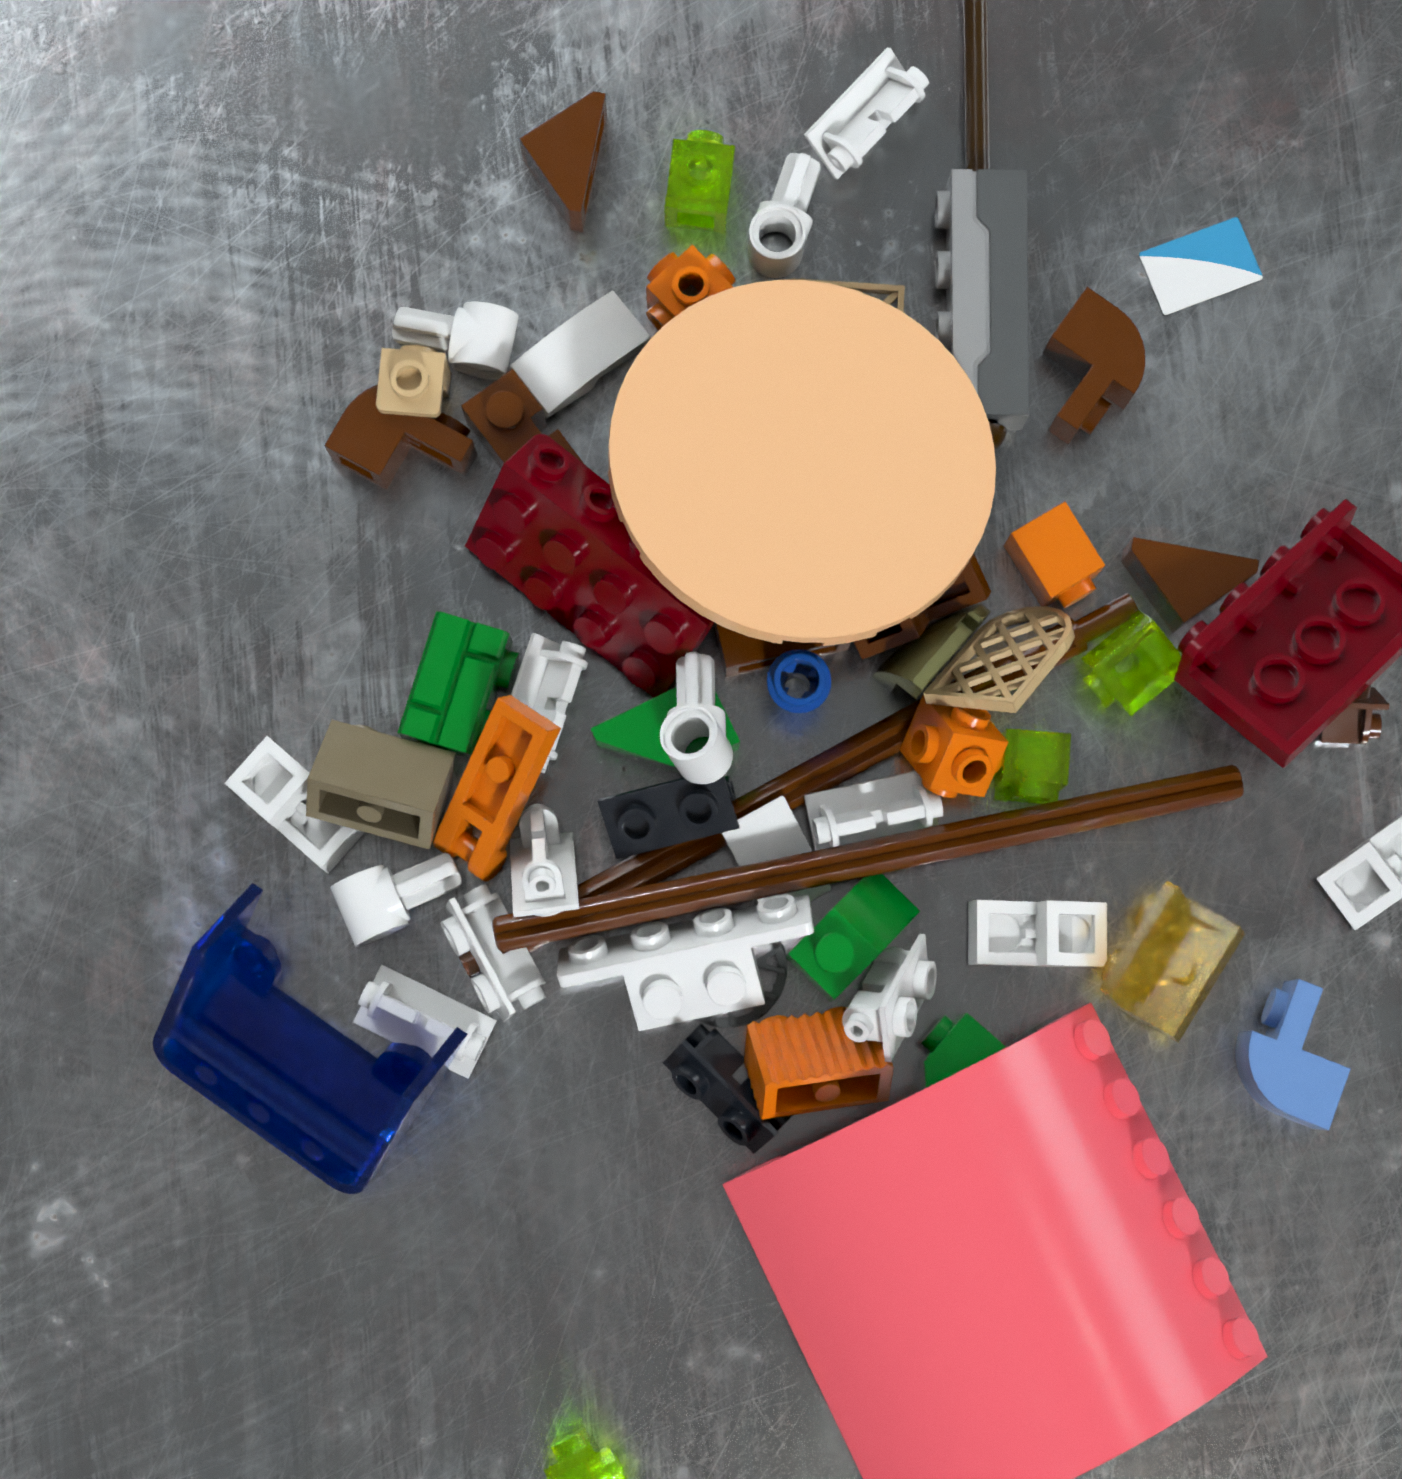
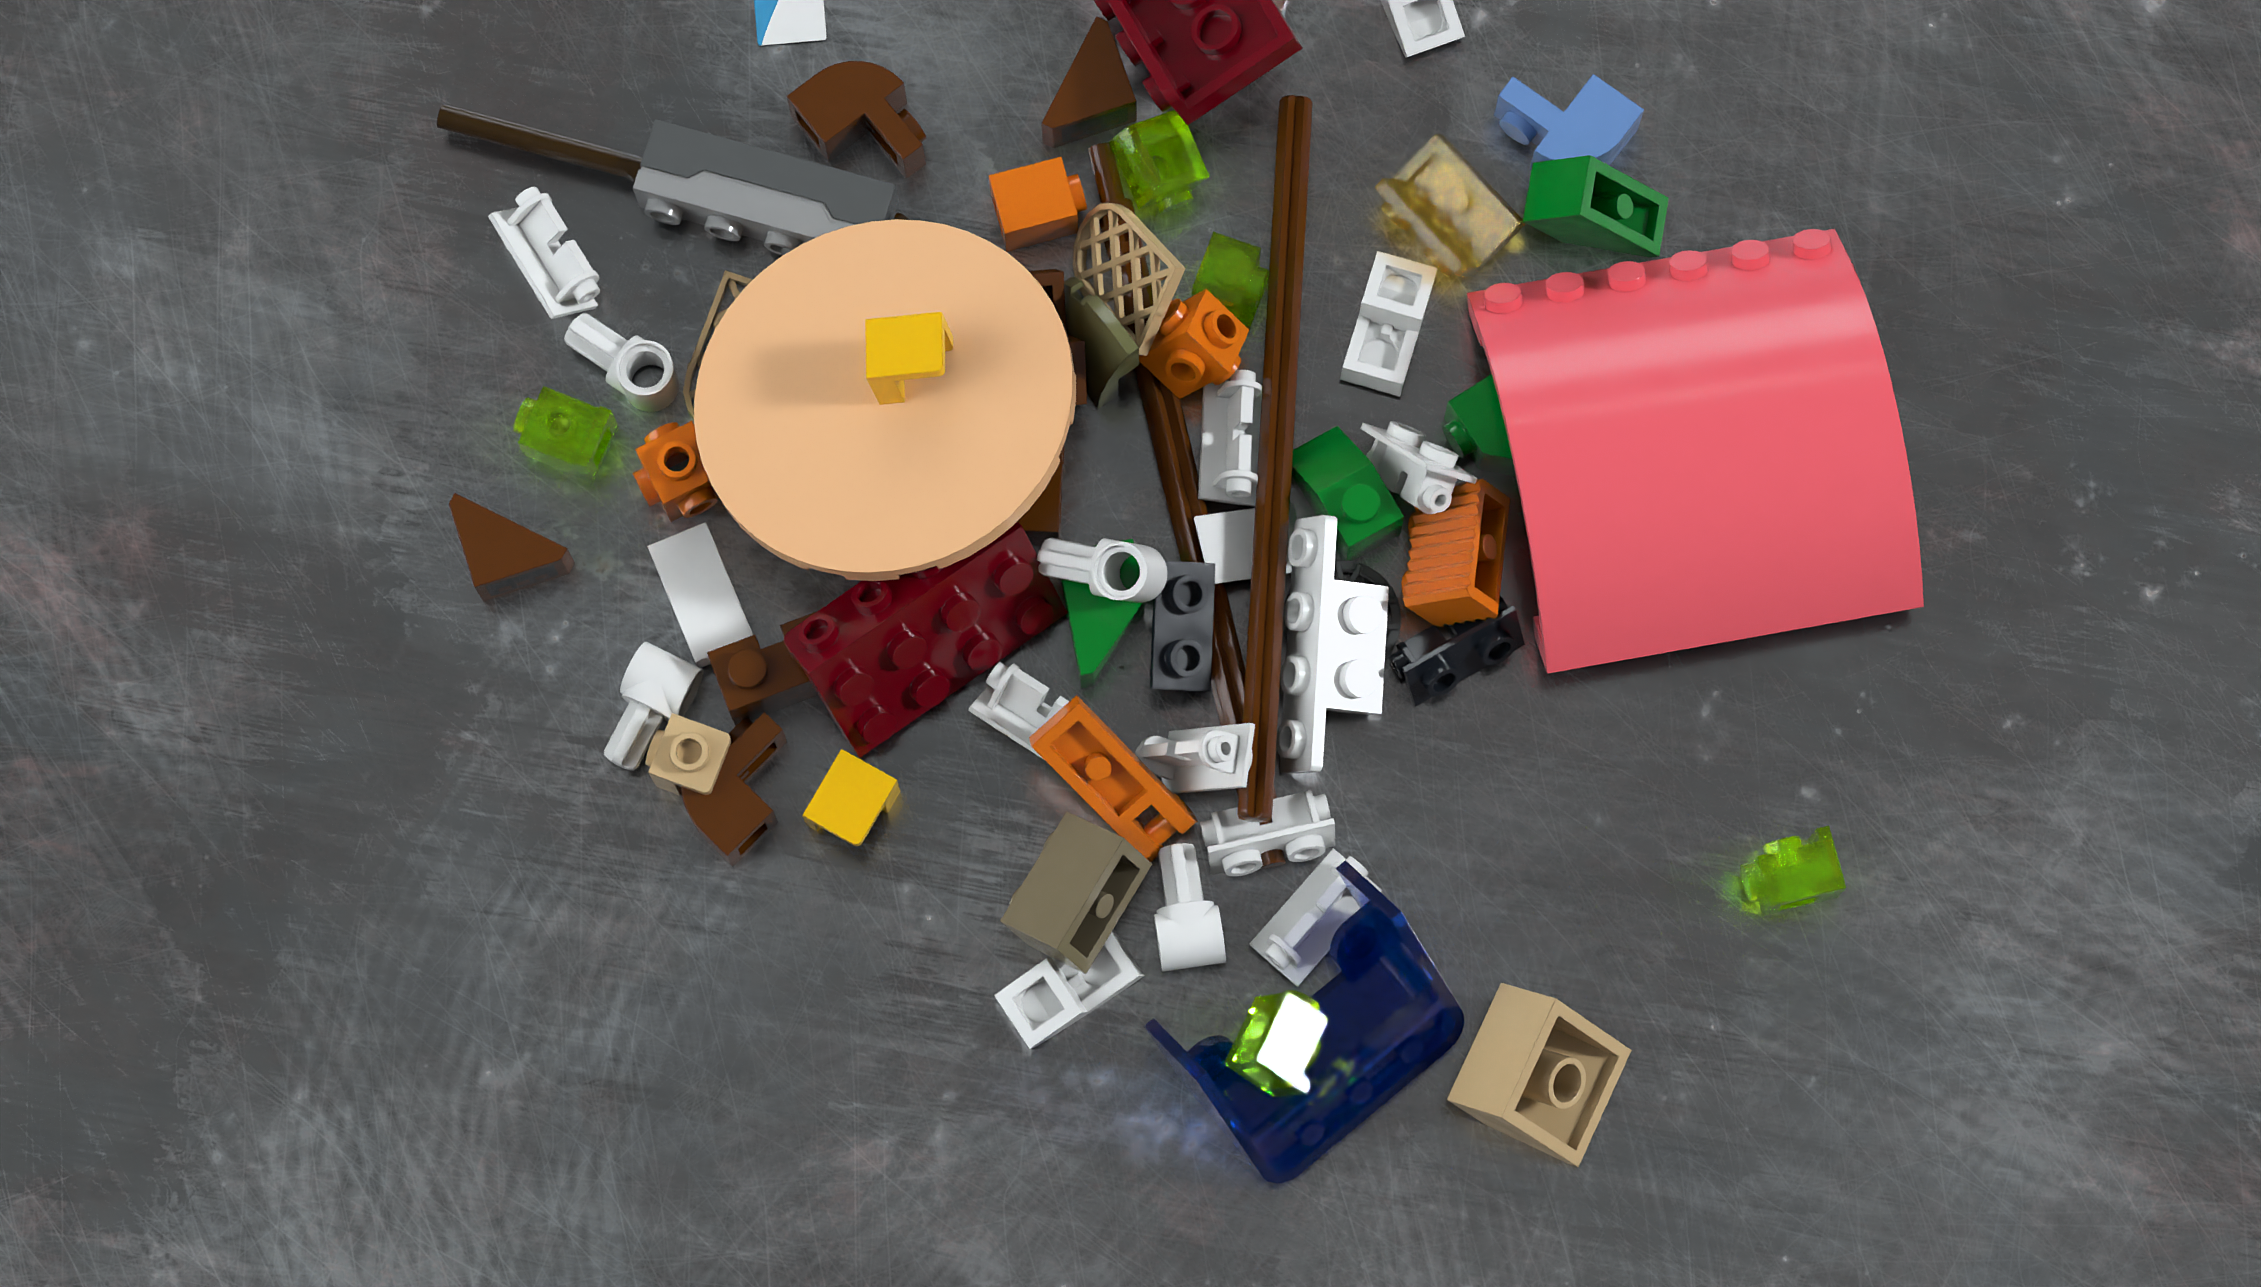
camera: 70 degrees left, 5 degrees down
(285, 1018) = (1278, 1042): none -> brick
(323, 1280) = (1539, 1073): none -> tan slope
(415, 547) = (851, 798): none -> yellow panel
(457, 683) = (999, 795): green brick -> none
(804, 666) = (1096, 456): blue cone -> none
(842, 459) = (904, 350): none -> yellow panel
(1215, 1107) = (1595, 206): none -> green slope

